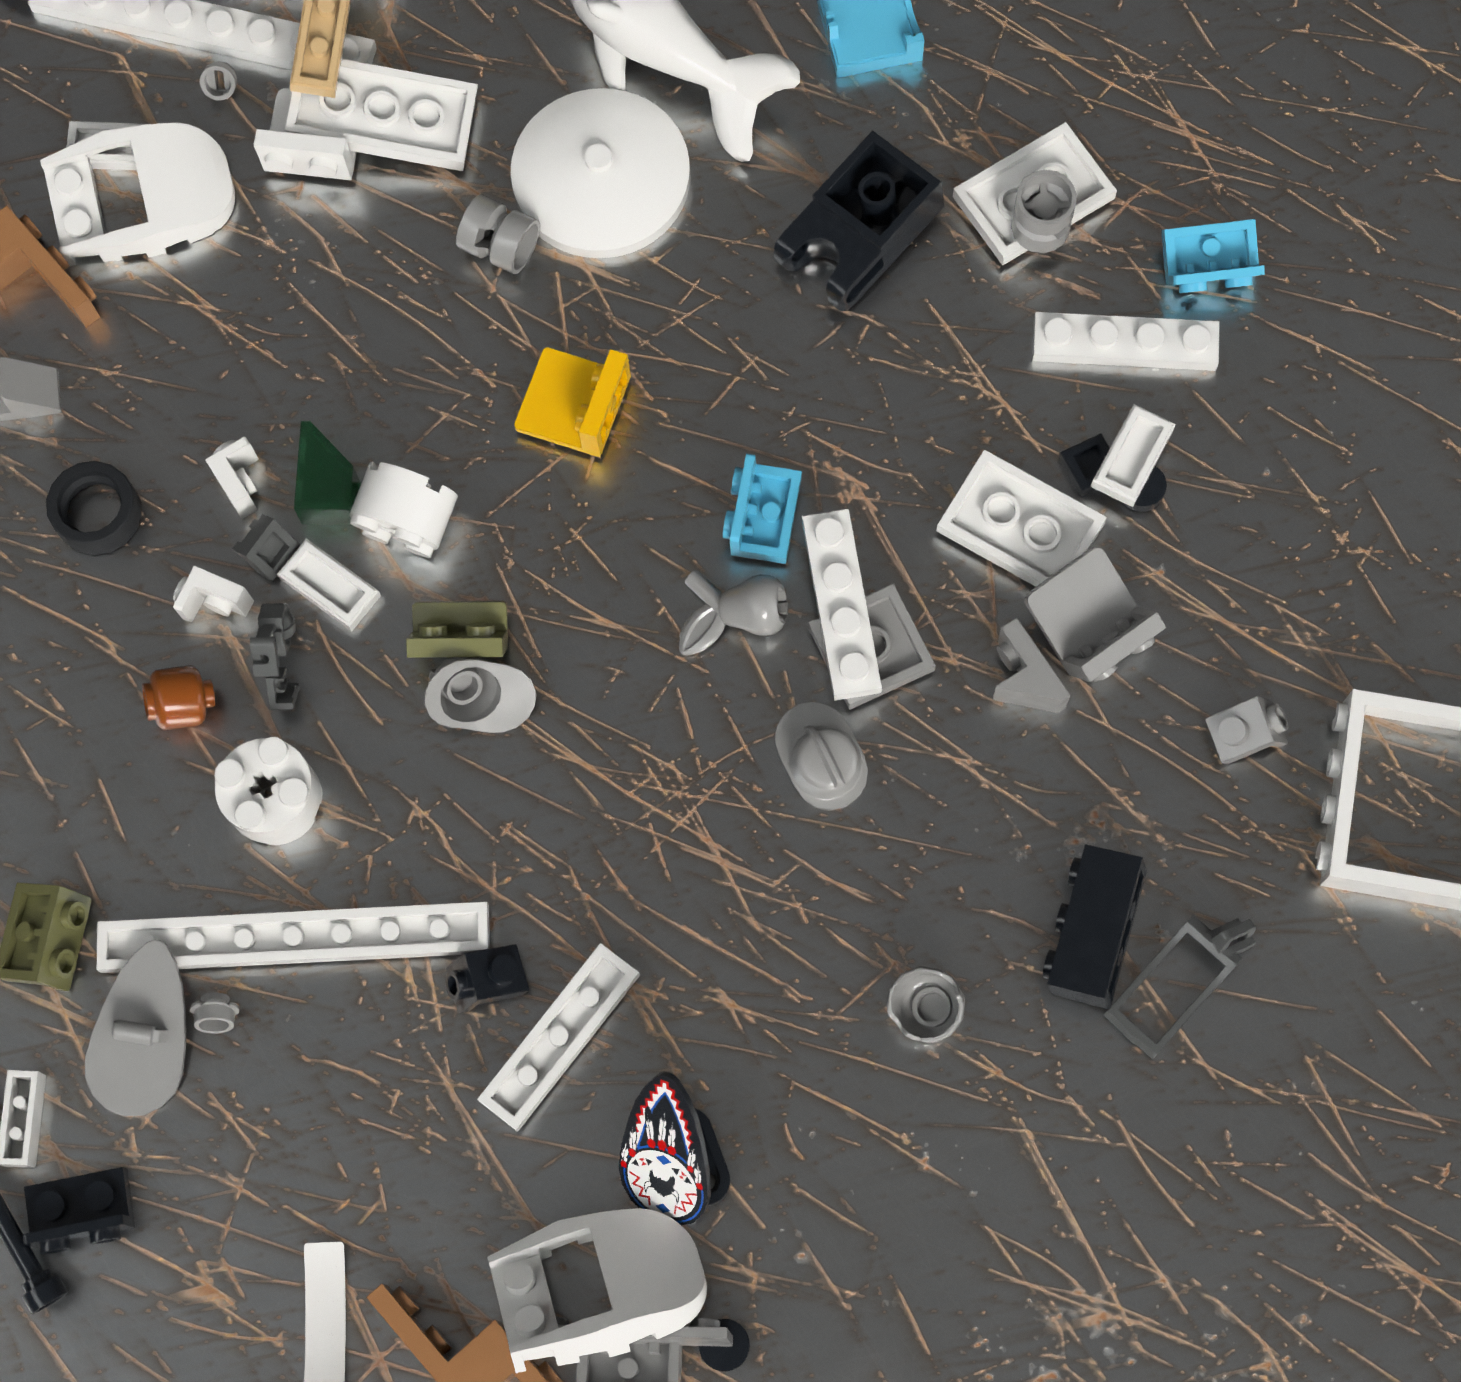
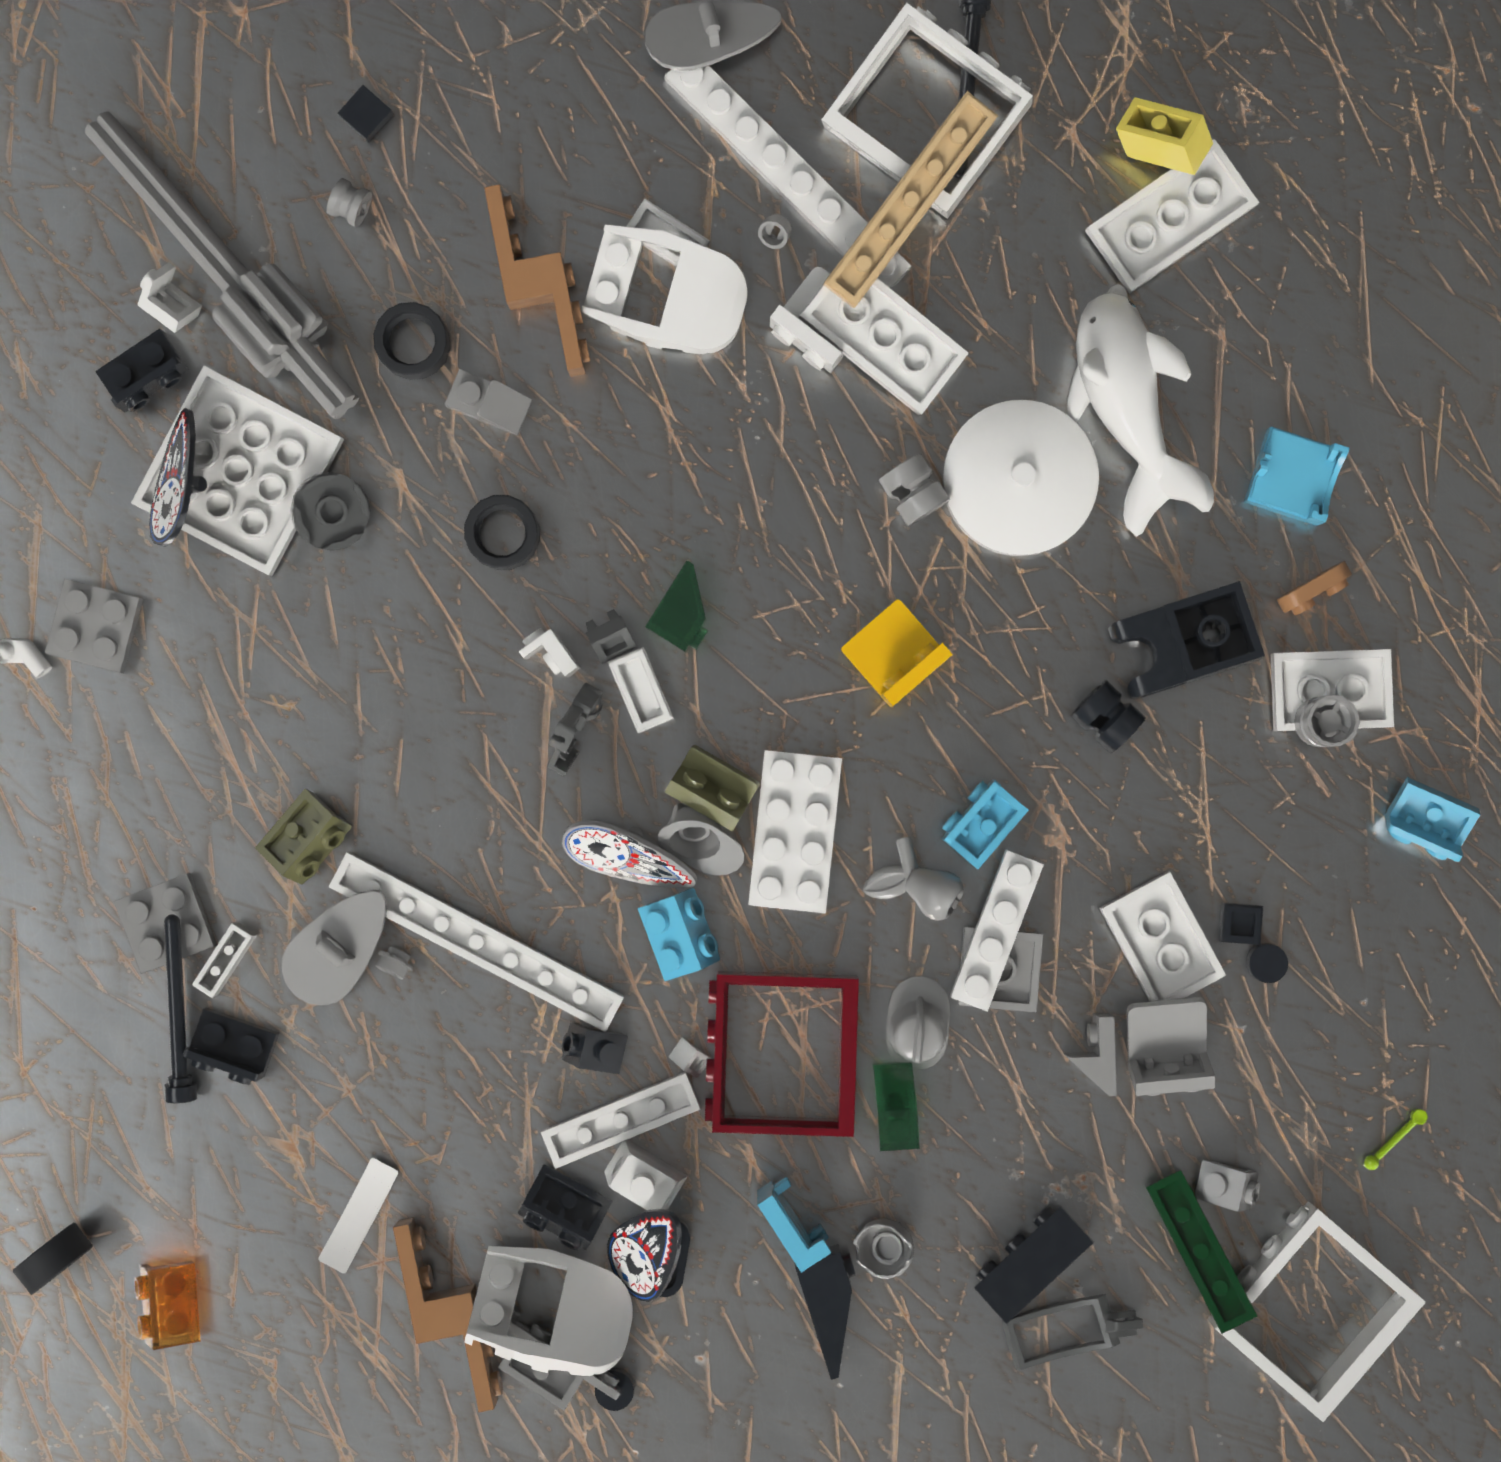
camera: 30 degrees right, 15 degrees up
(177, 697) = (487, 717): dark orange head -> none
(228, 467) = (613, 575): white bracket -> none
(242, 786) = (500, 809): white brick -> none
(402, 507) = (723, 672): white brick -> none
(402, 752) = (624, 855): none -> shield
(510, 804) = (679, 934): none -> medium azure bracket
(550, 1172) = (564, 1208): none -> black bracket
(574, 634) = (795, 831): none -> white plate
(598, 929) = (689, 1057): none -> white piece
(614, 1077) = (643, 1177): none -> white torso
(713, 753) = (716, 1067): none -> dark red window
(806, 1035) = (803, 1246): none -> medium azure piece
(841, 342) = (1108, 716): none -> black wheel
(848, 849) = (895, 1106): none -> clear green slope
(896, 1093) = (828, 1298): none -> black slope
(947, 122) = (1302, 596): none -> medium nougat plate
(1126, 341) = (1326, 844): white plate -> none
(1133, 455) = (1274, 940): white tile -> none
(1264, 805) = (1201, 1252): none -> dark green plate
(1396, 551) = (1417, 1116): none -> lime hinge

